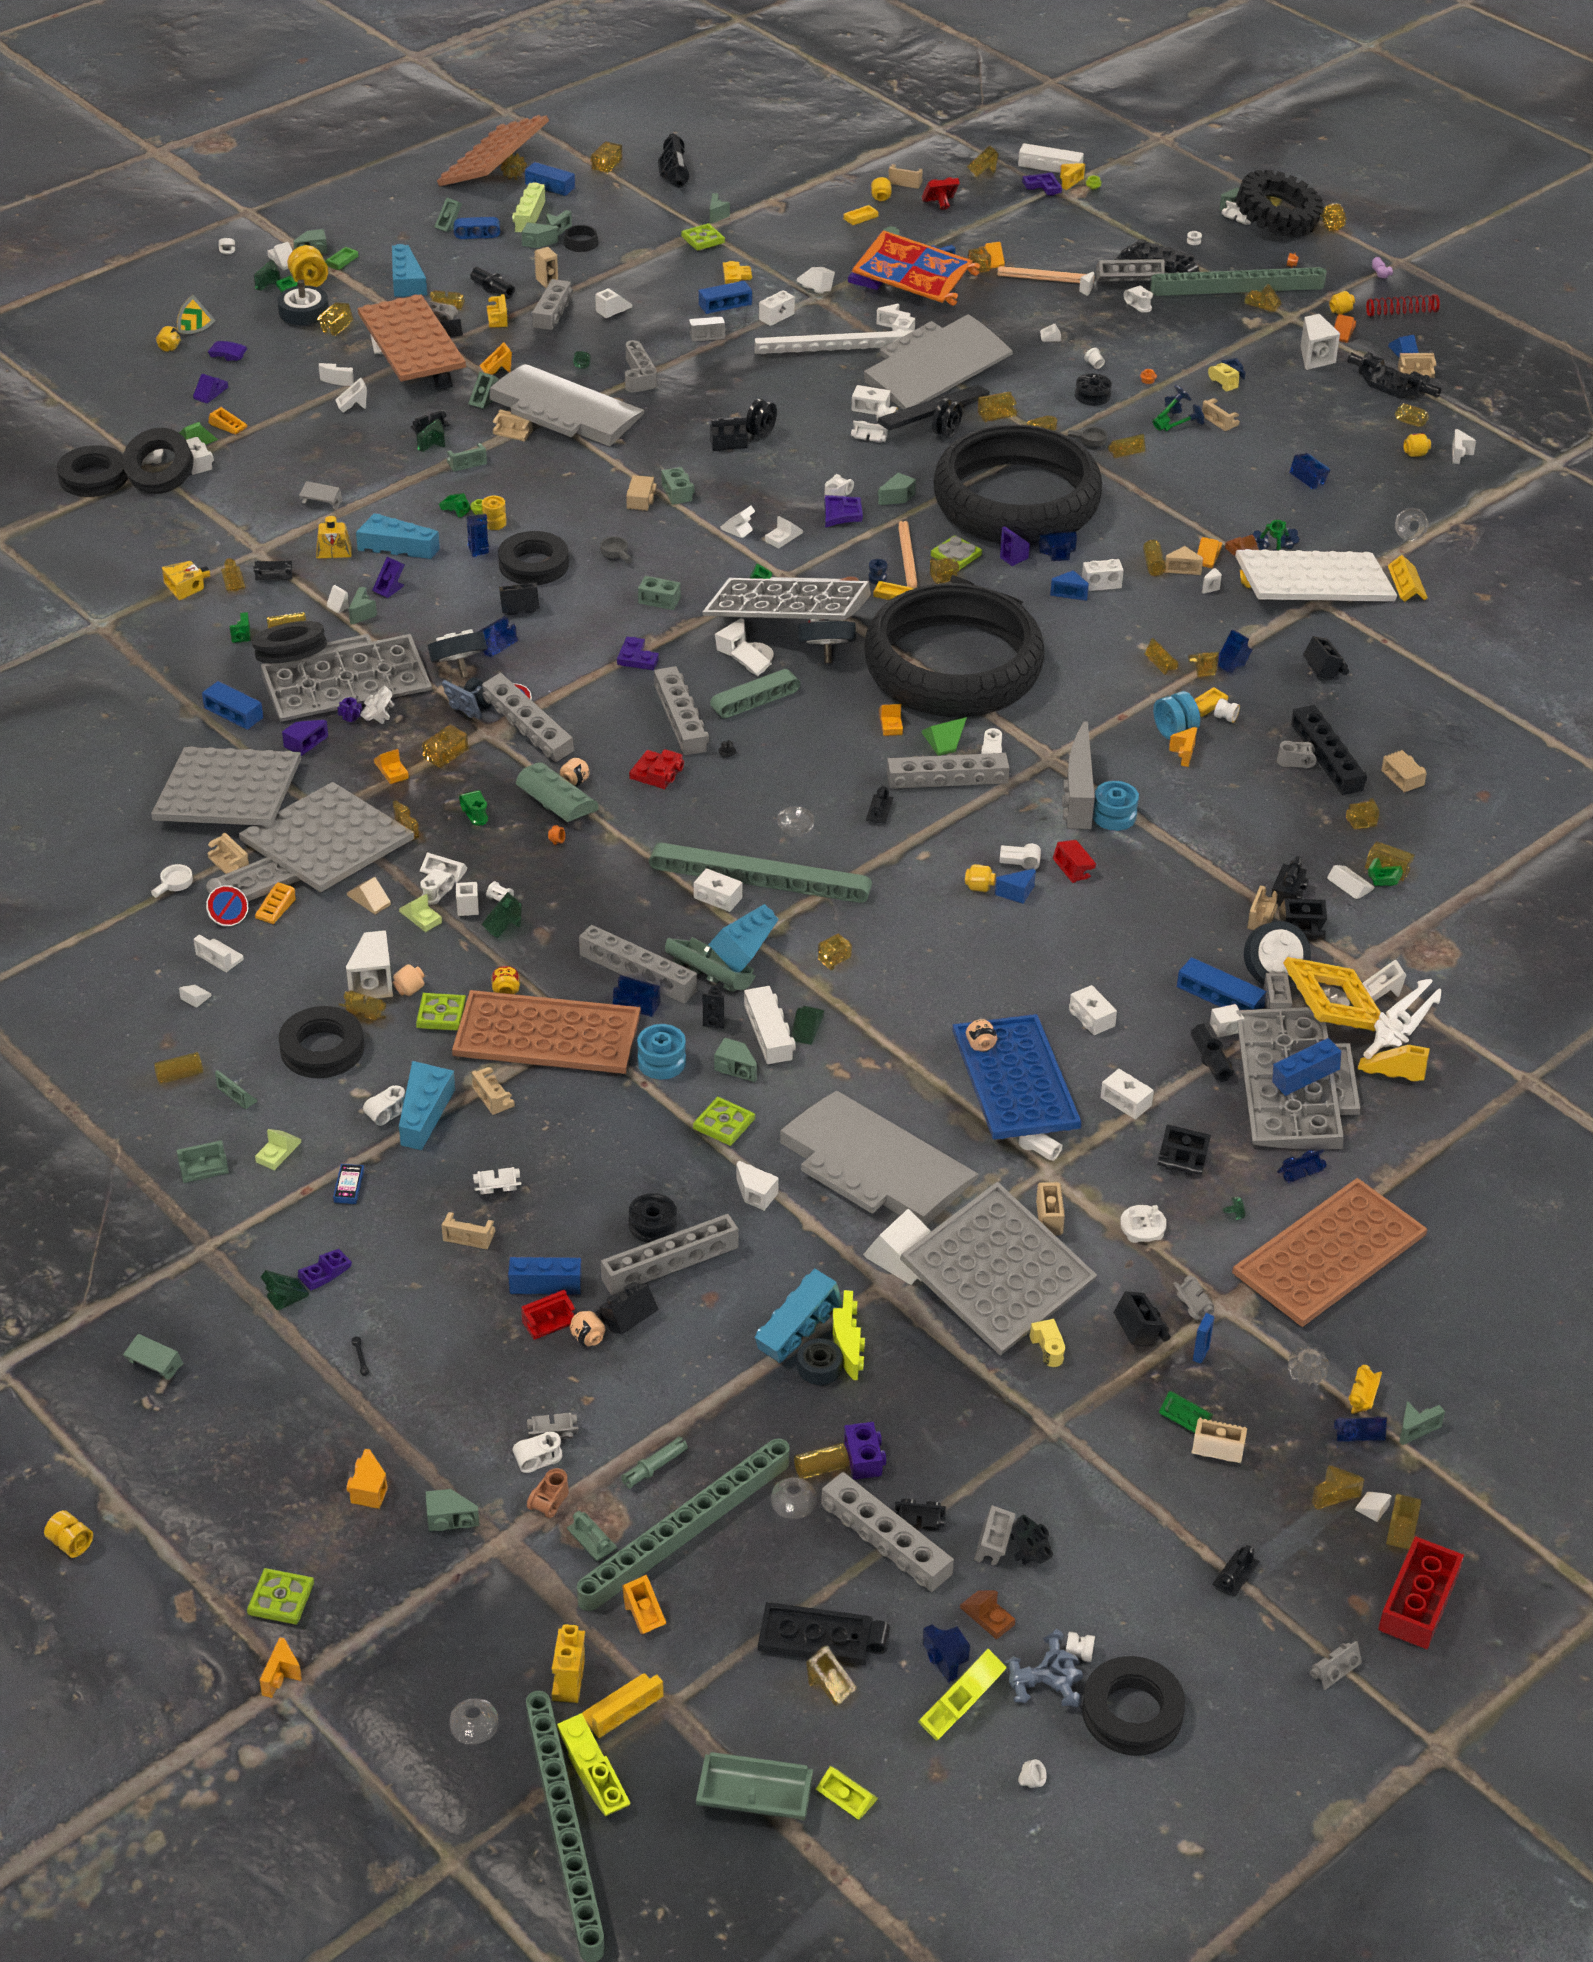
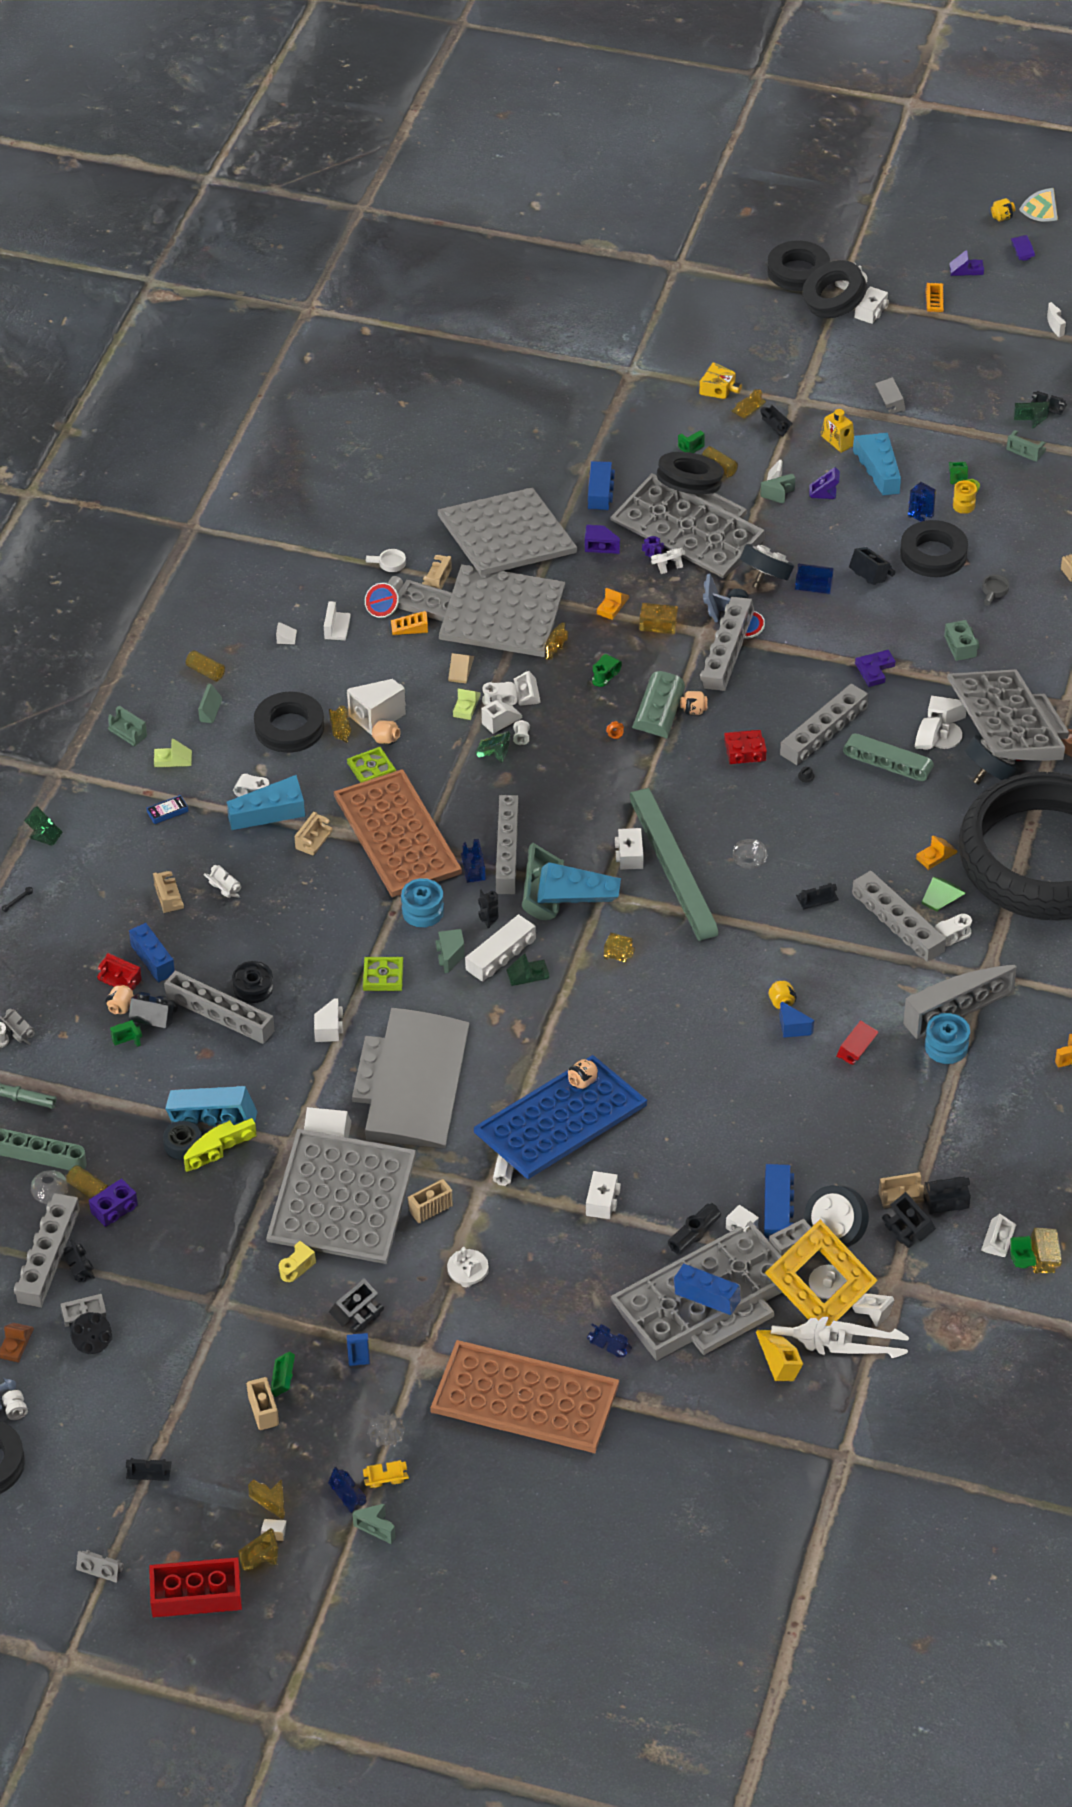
camera: 60 degrees right, 5 degrees up
(199, 431) = (895, 292): bright green slope -> none
(328, 1268) = (79, 841): dark purple slope -> none
(355, 393) = (1034, 343): white slope -> none
(505, 980) = (429, 783): yellow head -> none
(639, 1338) = (126, 1032): none -> green bracket
(760, 572) = (1049, 687): green slope -> none
(1026, 856) = (834, 1010): white piece -> none
(1092, 1010) = (682, 1132): white brick -> none
(1186, 1146) = (566, 1255): black brick -> none
(1189, 1292) = (403, 1330): light grey hinge -> none
(1237, 1207) = (526, 1317): clear green tile -> none

